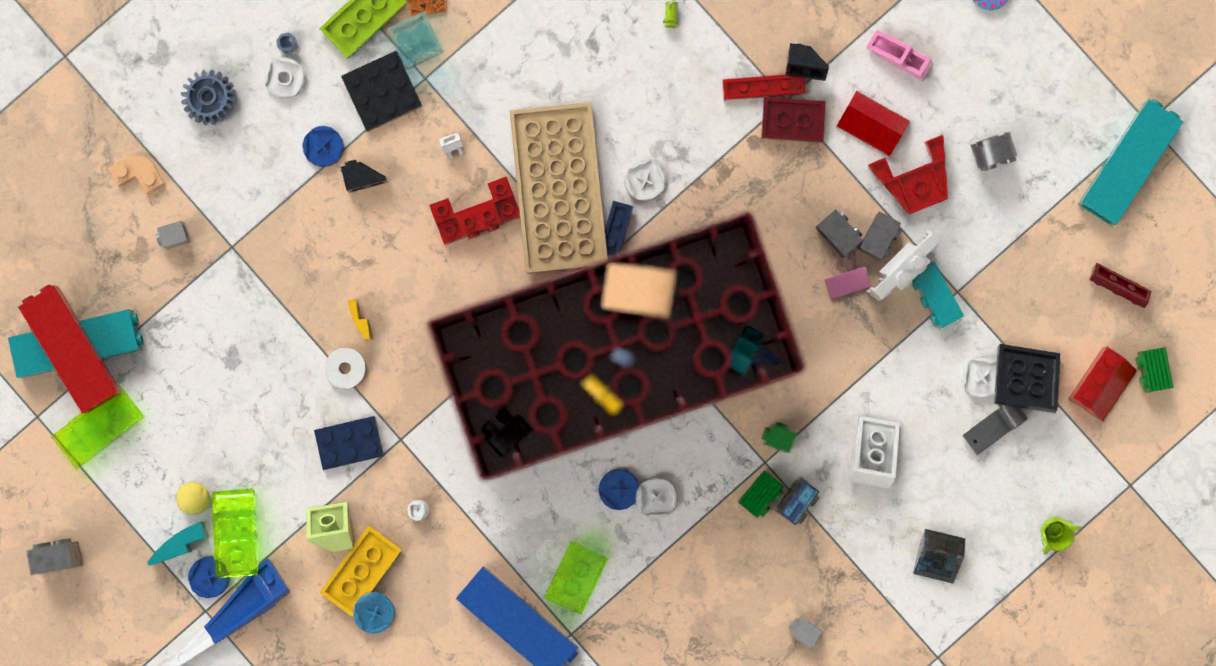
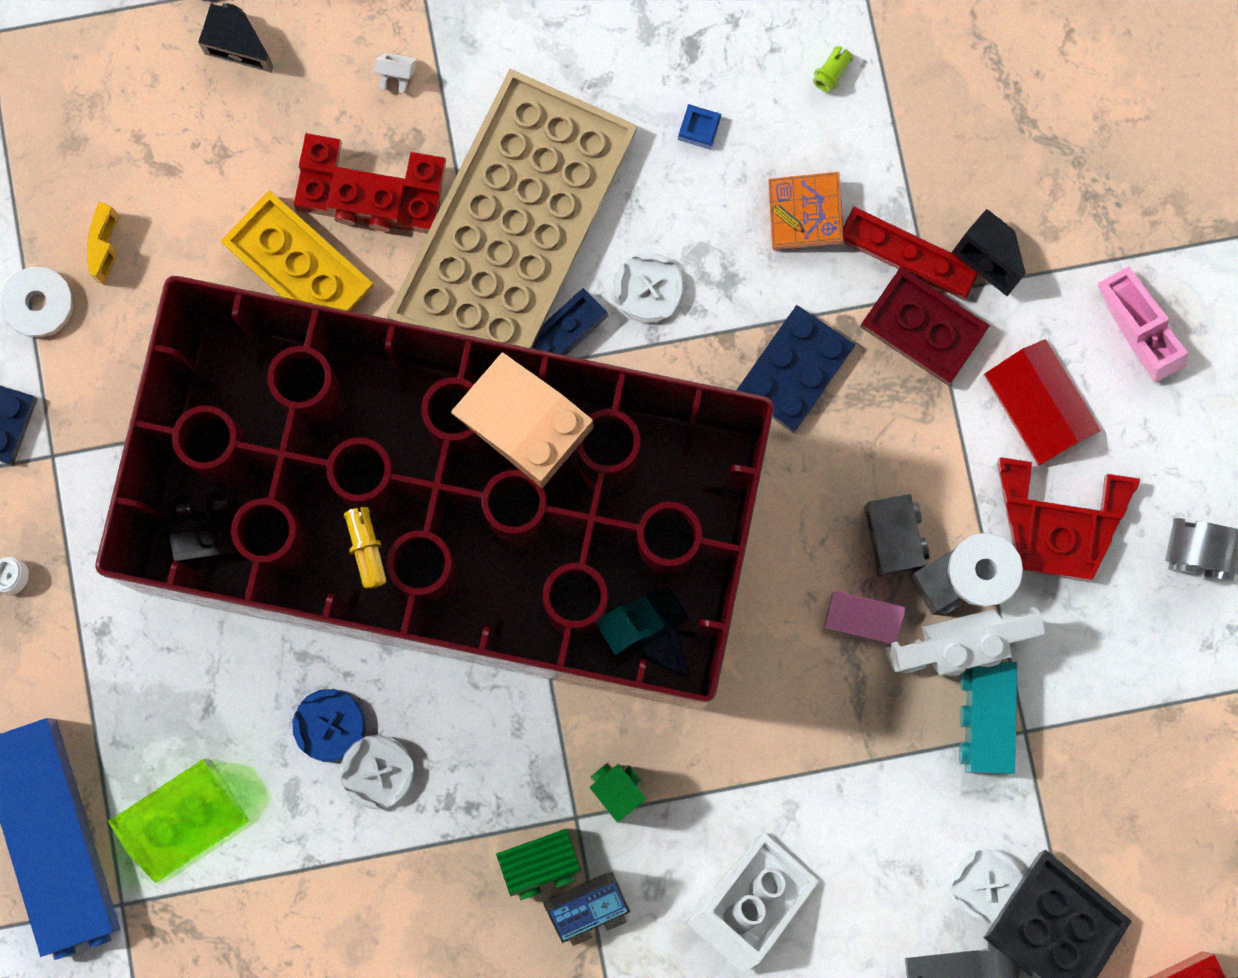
camera: 25 degrees right, 5 degrees down
(463, 272) = (294, 257): none -> yellow plate
(621, 83) = (699, 126): none -> blue tile
(622, 357) = (433, 508): sand blue tile -> none
(700, 96) = (806, 211): none -> orange tile
(741, 178) = (797, 366): none -> dark blue plate
(905, 222) = (1003, 558): none -> white tile

